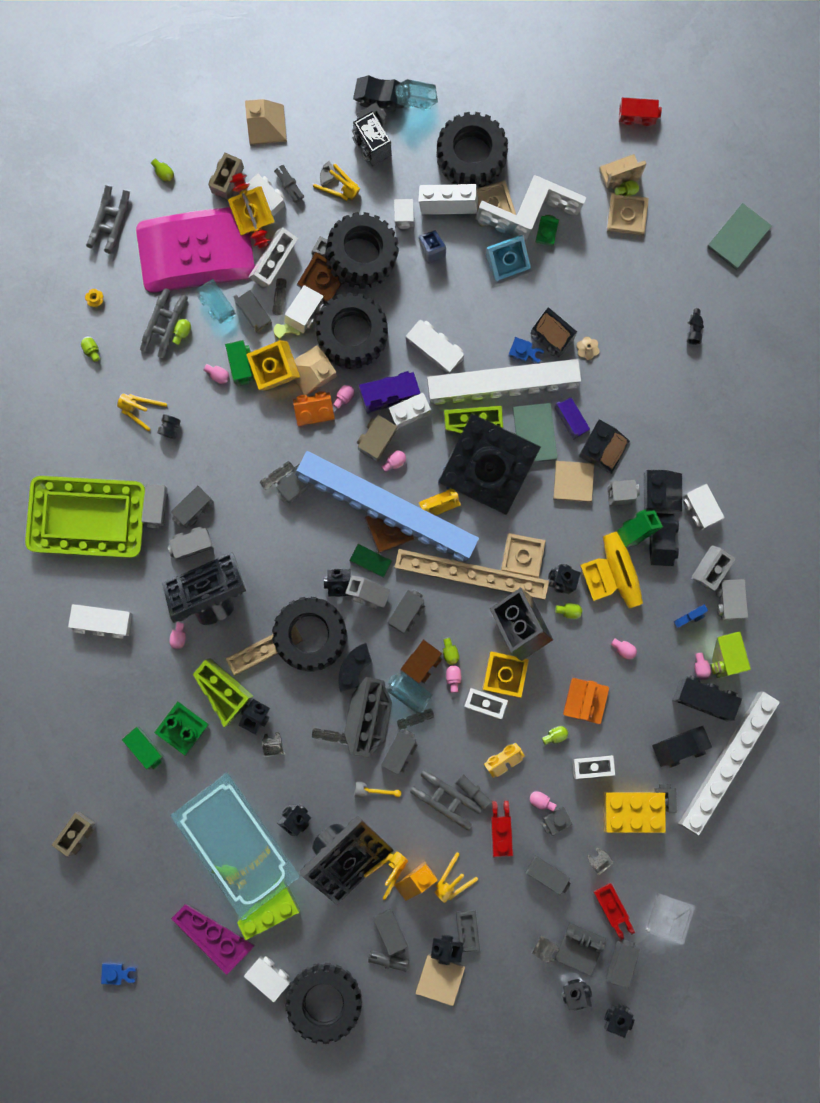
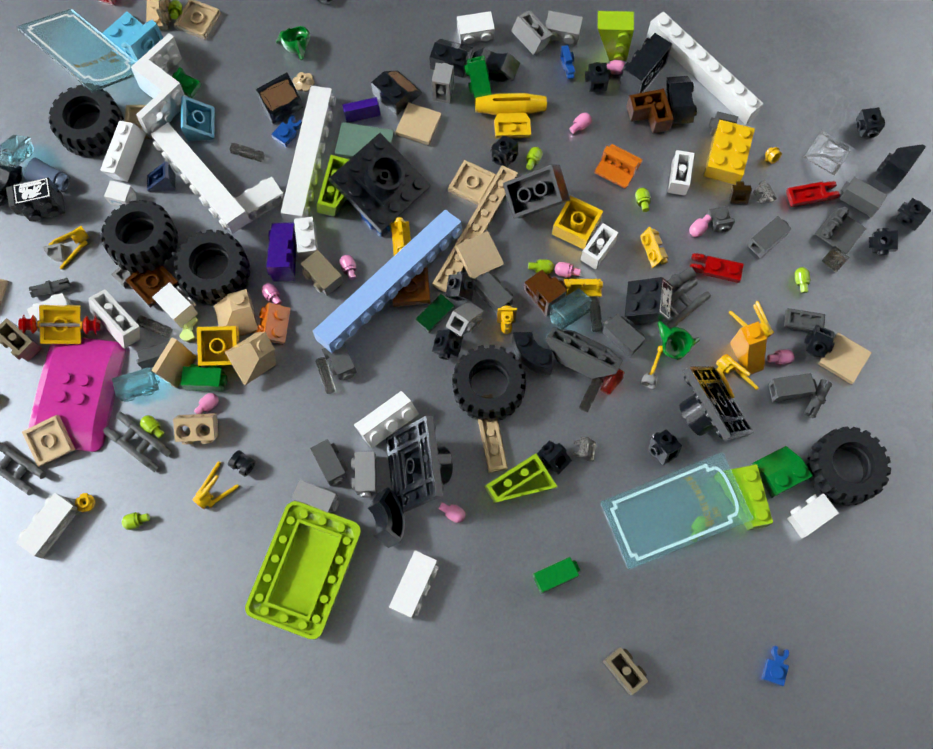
camera: 70 degrees left, 10 degrees down
(64, 273) = (47, 525): none -> white brick
(140, 243) = (48, 440): none -> tan tile
(154, 578) = (388, 517): none -> black brick
(181, 728) = (545, 533): green plate -> none
(193, 371) = (195, 423): none -> tan brick
(215, 940) = (764, 556): magenta wing -> none
(245, 329) = (171, 362): none -> tan tile
(246, 547) = (386, 419): none -> white brick
(270, 400) = (252, 357): none -> tan slope
(303, 939) = (782, 471): none -> green slope
(343, 752) = (612, 381): none -> clear red cone
(379, 632) = (506, 316): none -> yellow hinge
(399, 577) = (460, 287): none -> black brick
(402, 134) = (38, 170): none -> sand blue plant
(405, 806) = (676, 341): none -> green piece
(422, 916) = (782, 357): none -> bright pink cylinder
(438, 767) = (648, 300): none -> black brick
(440, 285) = (200, 178): none -> white brick
(440, 700) = (590, 287): none -> yellow hinge
(441, 586) = (479, 255): none -> tan tile
(488, 332) = (247, 152): none -> clear smoke axle
(513, 919) = (802, 279): none -> lime cylinder
(547, 113) = (79, 49): none -> clear light blue piece
(582, 159) = (133, 36): none -> medium azure bracket
(590, 834) = (740, 193): none -> dark brown tile
(628, 325) = (295, 40): none -> green piece
(647, 859) = (773, 155): none -> yellow plate
(663, 718) = (651, 106): none -> reddish brown brick
(668, 995) = (898, 164): none -> black slope
(676, 655) = (597, 77): none -> black brick
(720, 958) = (870, 122): none -> black brick

